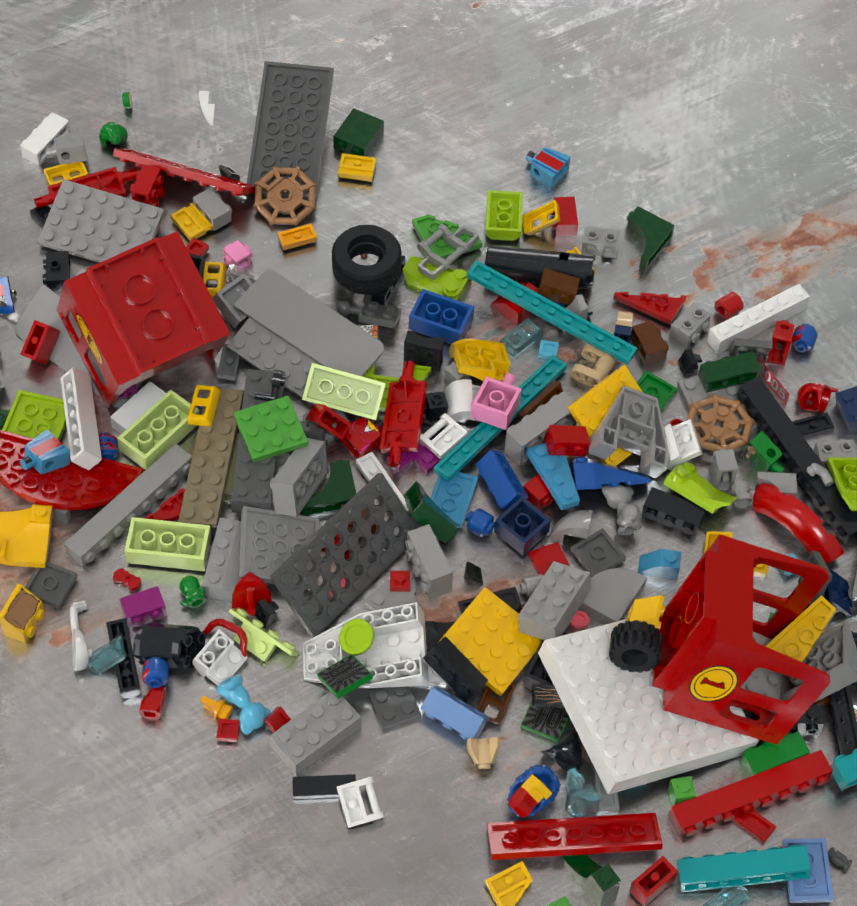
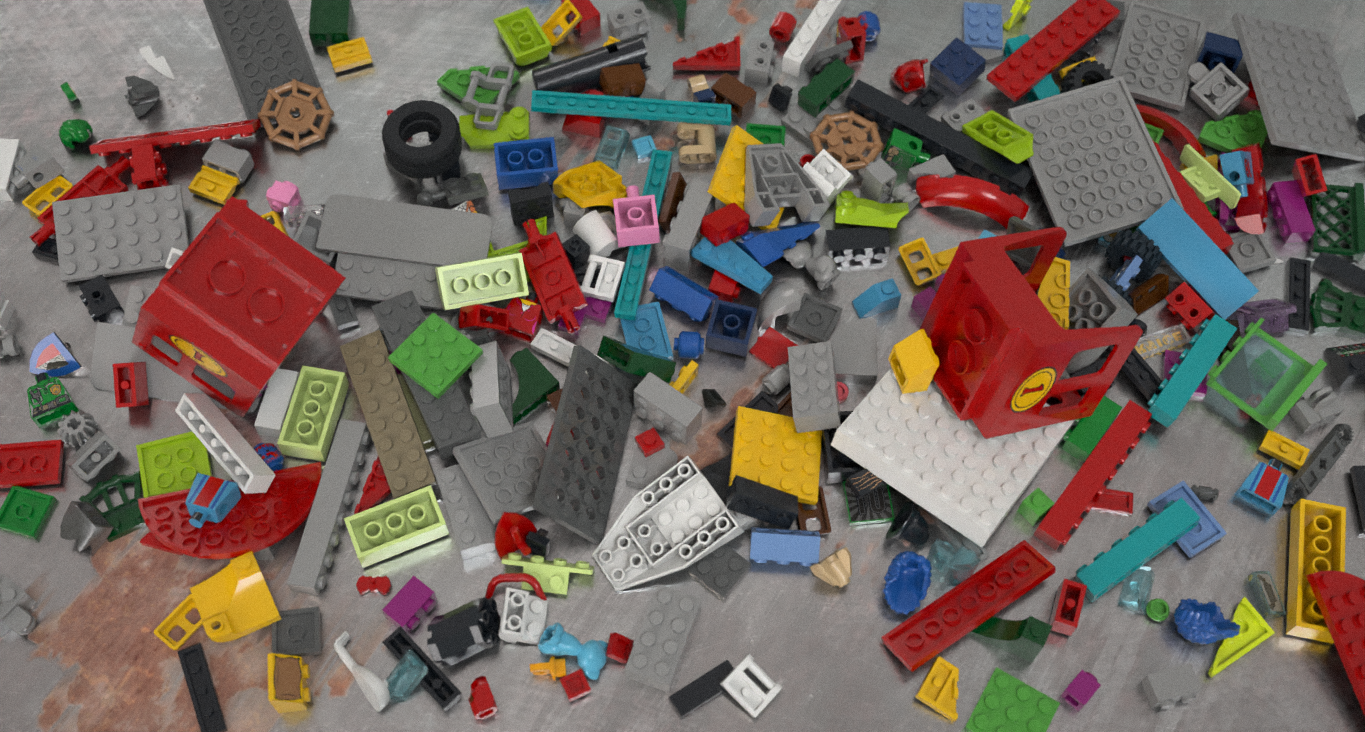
camera: 30 degrees left, 5 degrees up
(155, 672) = (468, 667): blue head -> none
(180, 127) = (142, 93): none -> dark grey brick
(192, 591) = (448, 560): green animal -> none
(210, 404) = (353, 360): yellow piece -> none
(226, 171) = (219, 118): pearl dark grey slope -> none
(278, 381) = (414, 302): black plate -> none
(297, 236) = (332, 150): light orange plate -> none
(344, 676) = (661, 567): tile -> none
(356, 637) = (647, 521): lime piece -> none
(459, 548) = (686, 377): none -> yellow plate
(528, 796) = (910, 590): leg -> none
(636, 646) = (928, 390): black tyre -> none
(773, 383) = (874, 81): coral sticker -> none
(822, 472) = (970, 141): light grey arm -> none

